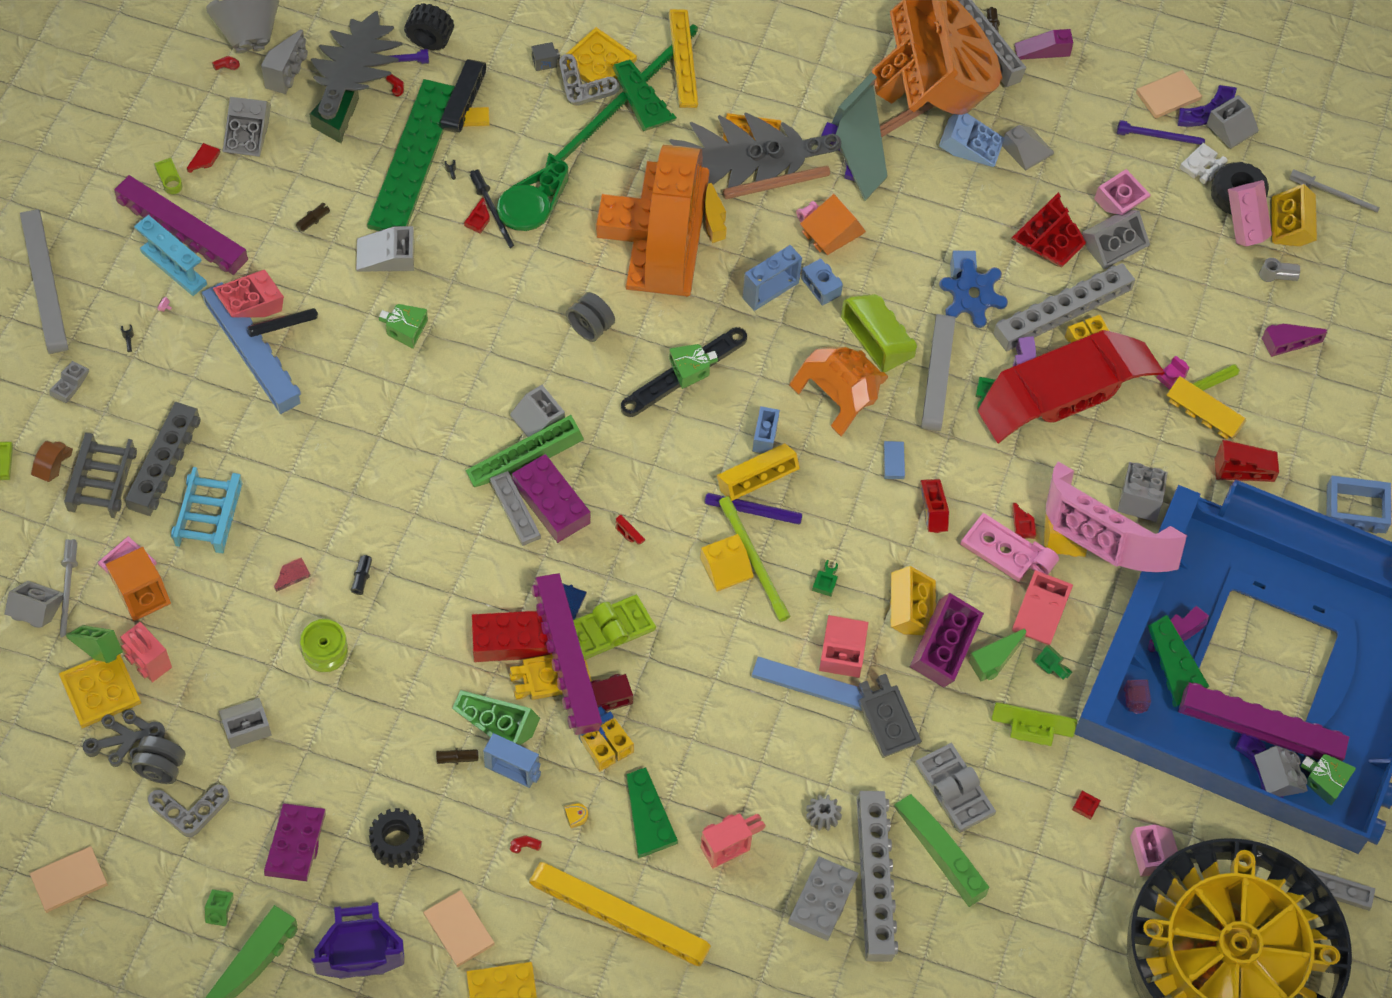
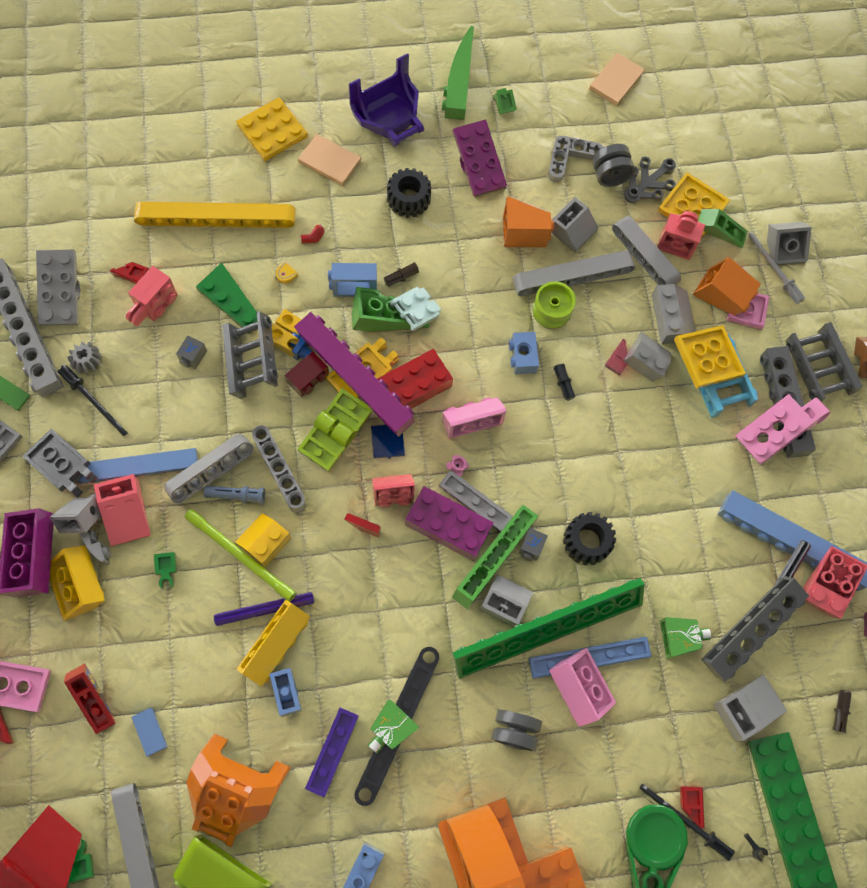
camera: 150 degrees right, 10 degrees up
(177, 436) = (795, 421): none -> bright pink hinge
(189, 661) = (645, 252): none -> light grey beam
(208, 586) = (672, 312): none -> light grey slope
(211, 519) = (709, 356): none -> yellow plate
(263, 555) = (648, 357): none -> light grey slope
(278, 674) = (575, 272): none -> light grey beam
(299, 737) = (526, 225): none -> orange slope
(341, 297) = (745, 628): none -> dark grey brick
(383, 606) = (524, 363): none -> medium blue brick
(429, 415) = (598, 526): none -> black tyre
(461, 709) = (417, 307): none -> light aqua plate
(472, 575) = (473, 417): none -> bright pink slope
(485, 447) = (532, 545): none -> dark grey brick
(493, 347) = (602, 655): none -> medium blue tile
(506, 376) = (548, 628): none -> green plate
(508, 543) = (456, 459): none -> bright pink plate
(515, 324) = (582, 687): none -> bright pink slope
(586, 541) = (393, 490): none -> coral slope
(676, 730) = (234, 350): none -> dark grey fence
(682, 626) = (275, 460): none -> light grey beam
(714, 768) = (191, 352): none -> dark grey brick
(726, 610) = (244, 495): none -> sand blue pin
(738, 891) = (131, 272): none -> red tile
(747, 645) = (203, 477): none -> light grey beam
(748, 376) = (332, 752): none -> dark purple plate
(841, 791) = (76, 383): none -> black piece
(882, 624) = (97, 549): none -> light grey slope
(886, 652) = (77, 515): none -> light grey torso

